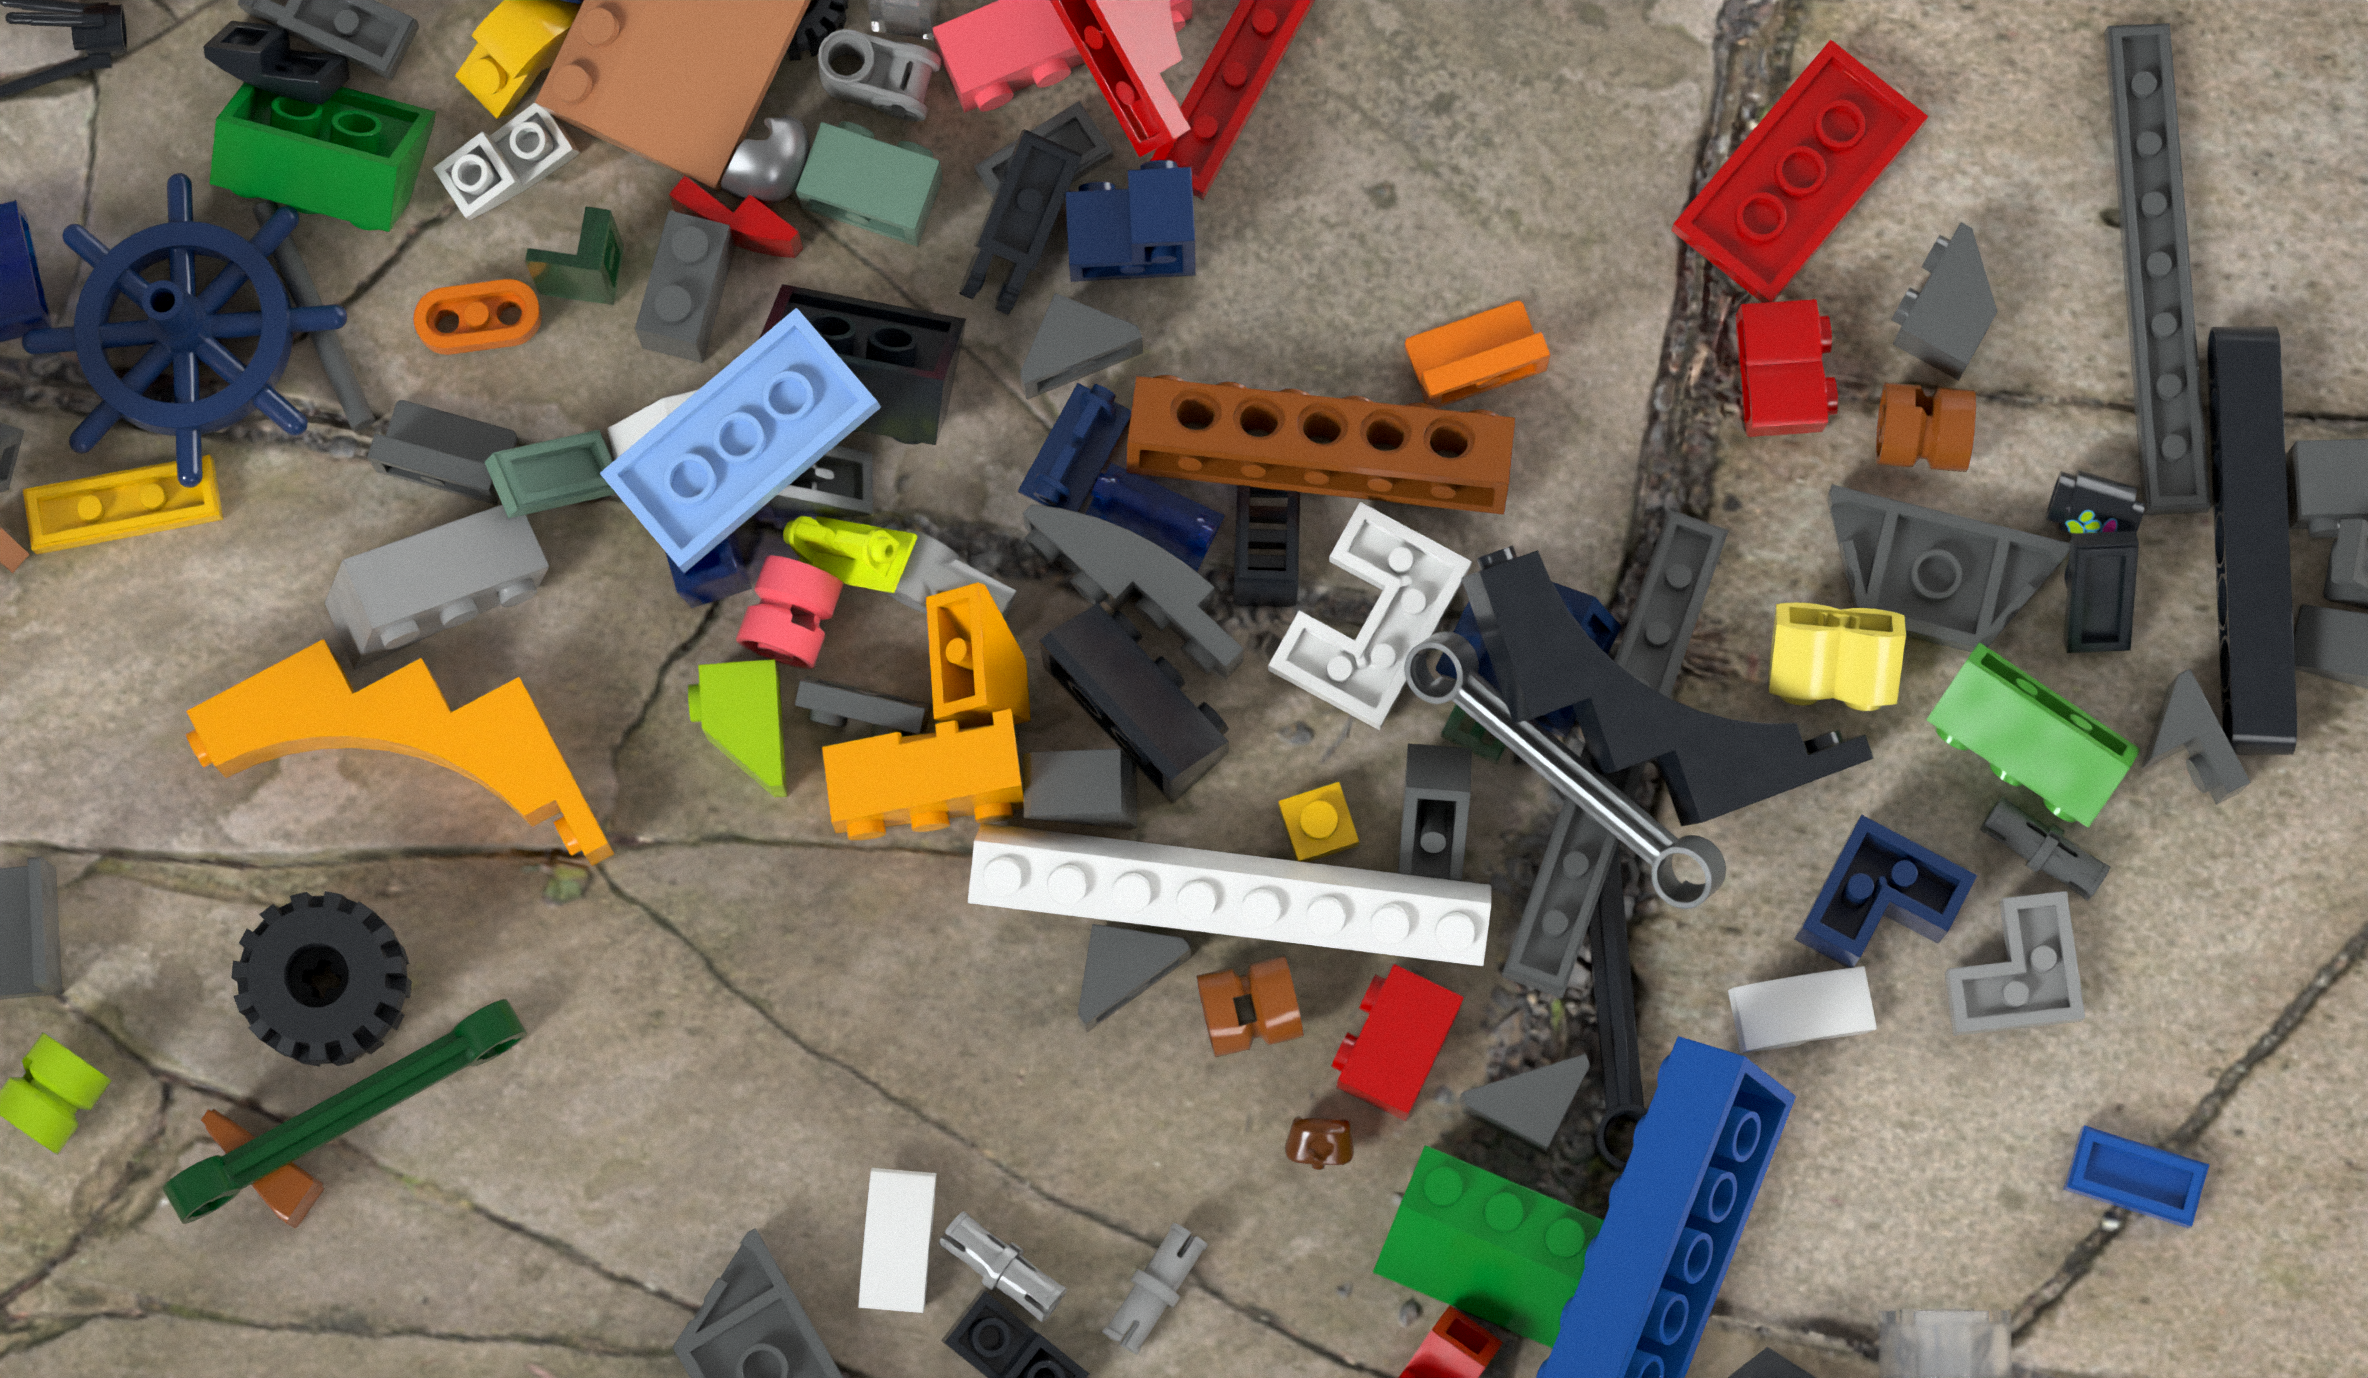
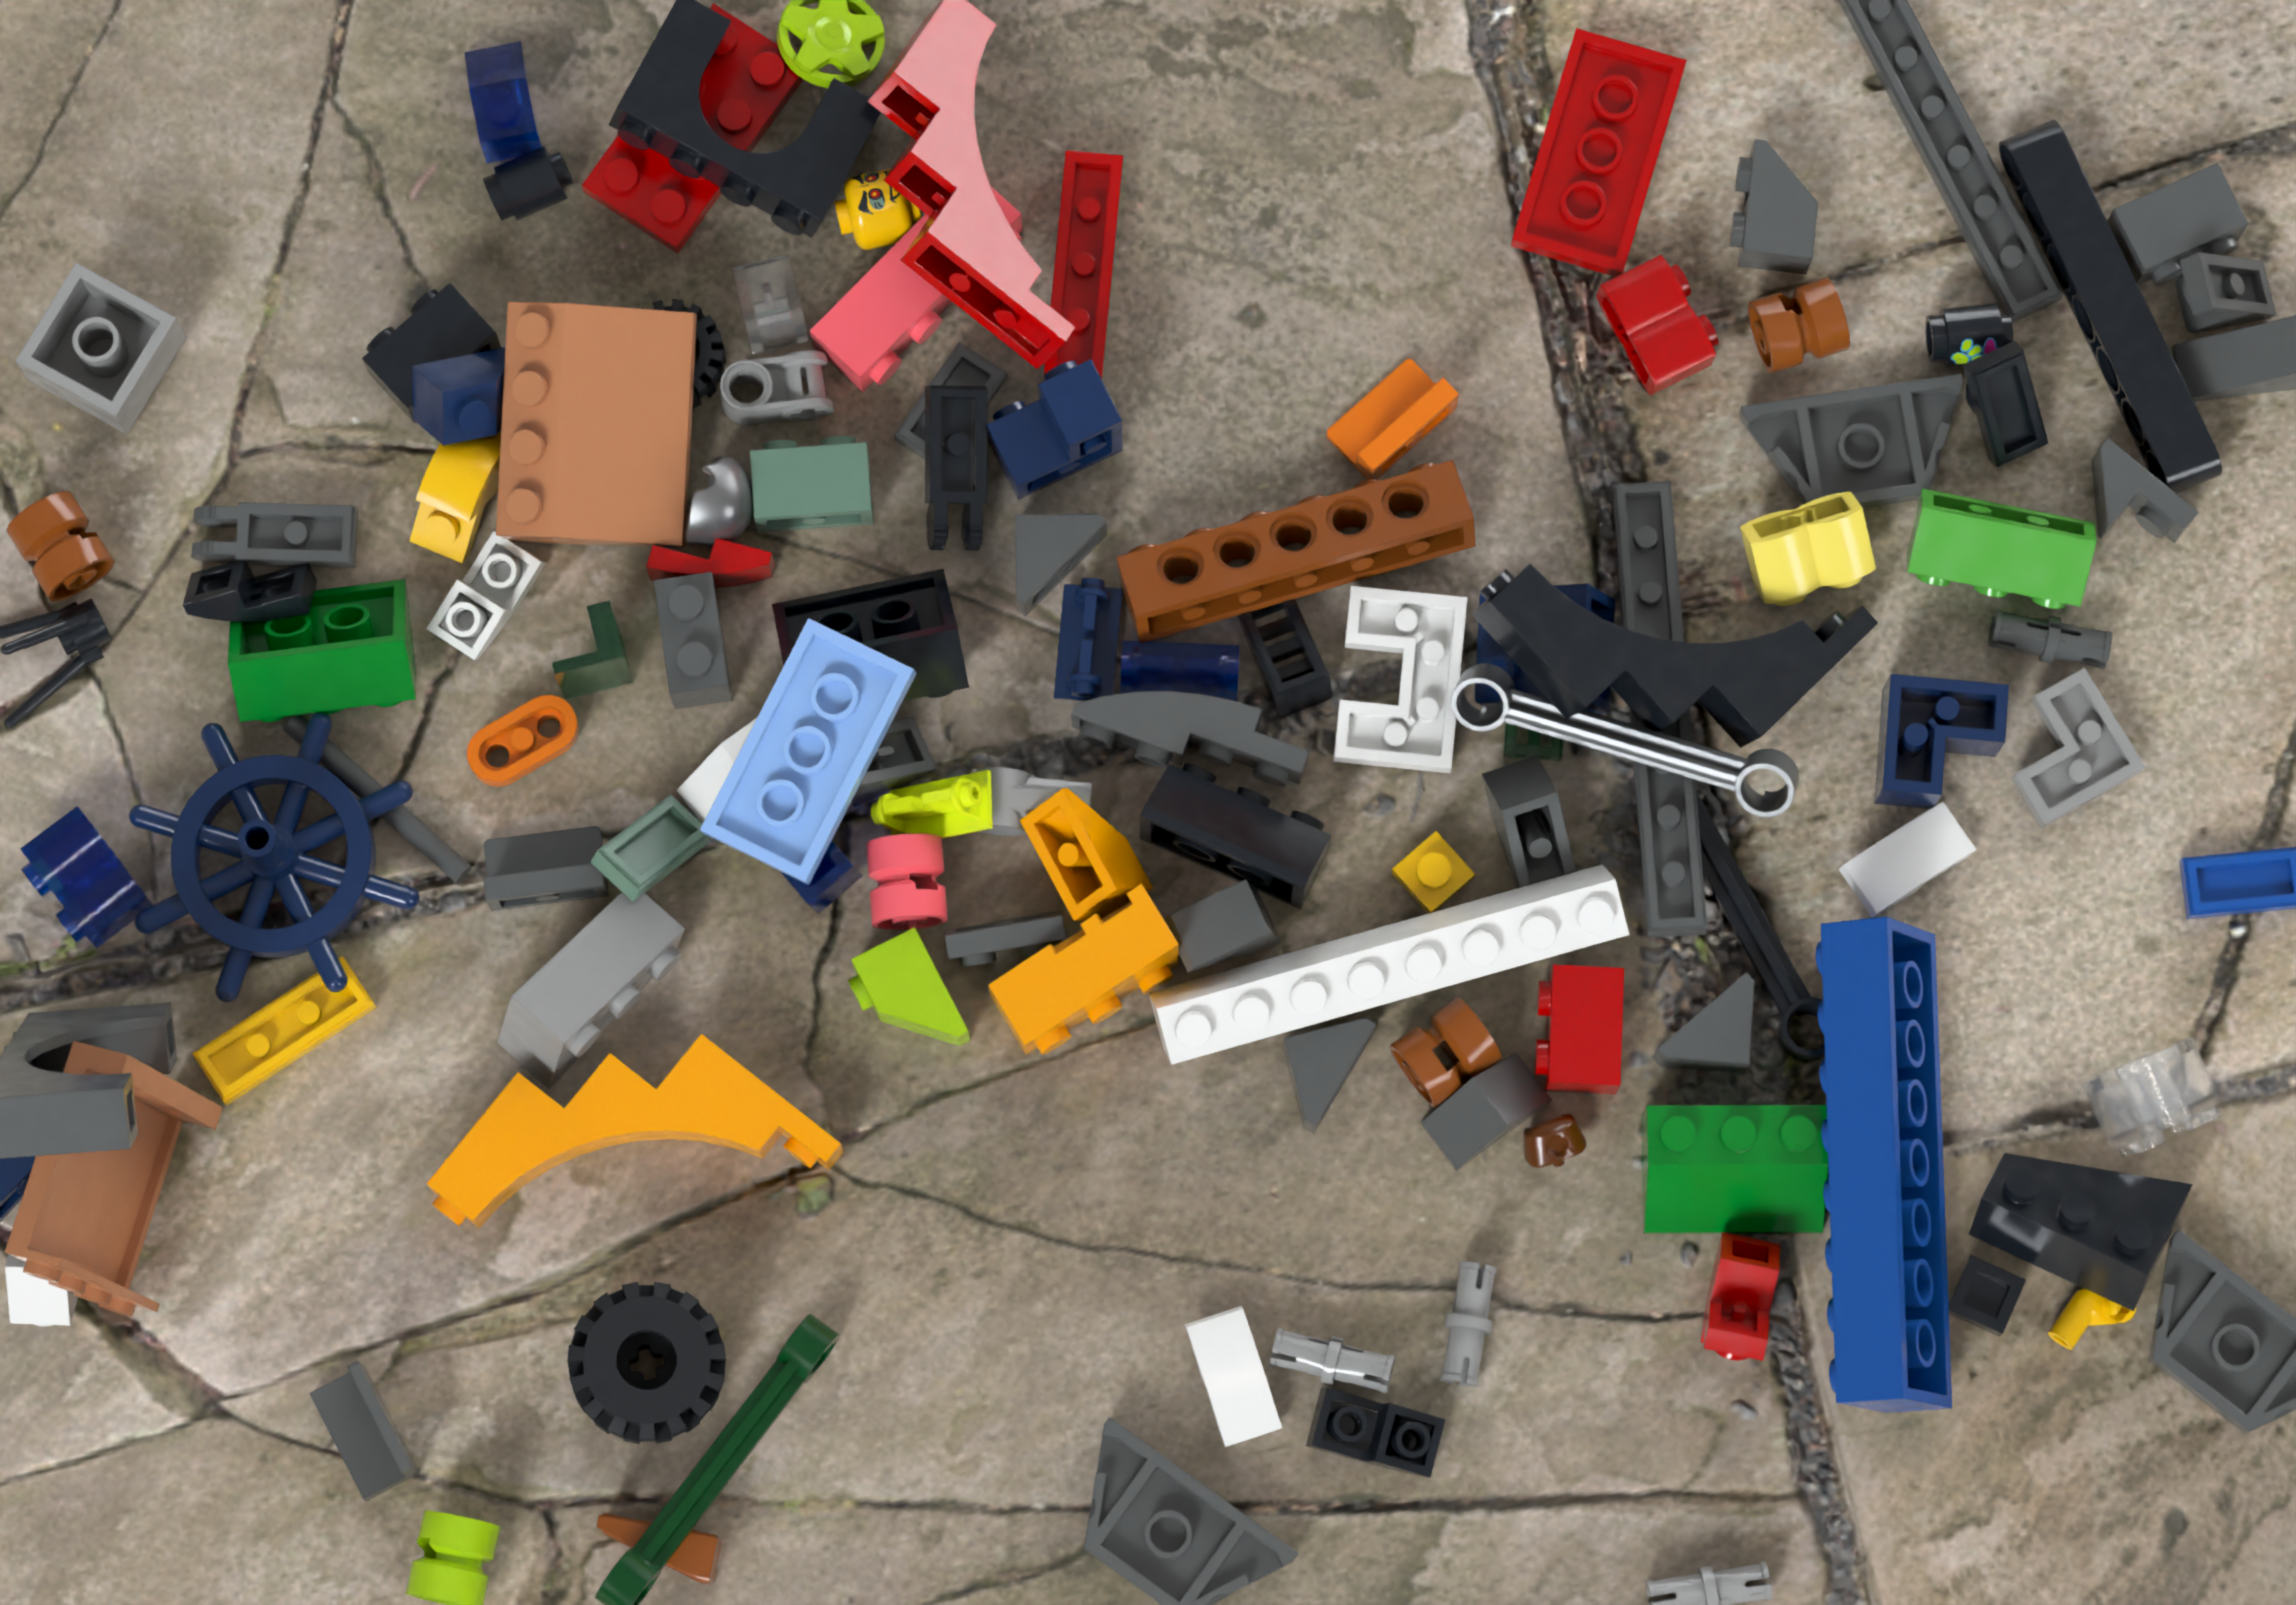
camera: 25 degrees left, 0 degrees up
(1267, 1081) = (1485, 1110): none -> dark grey slope

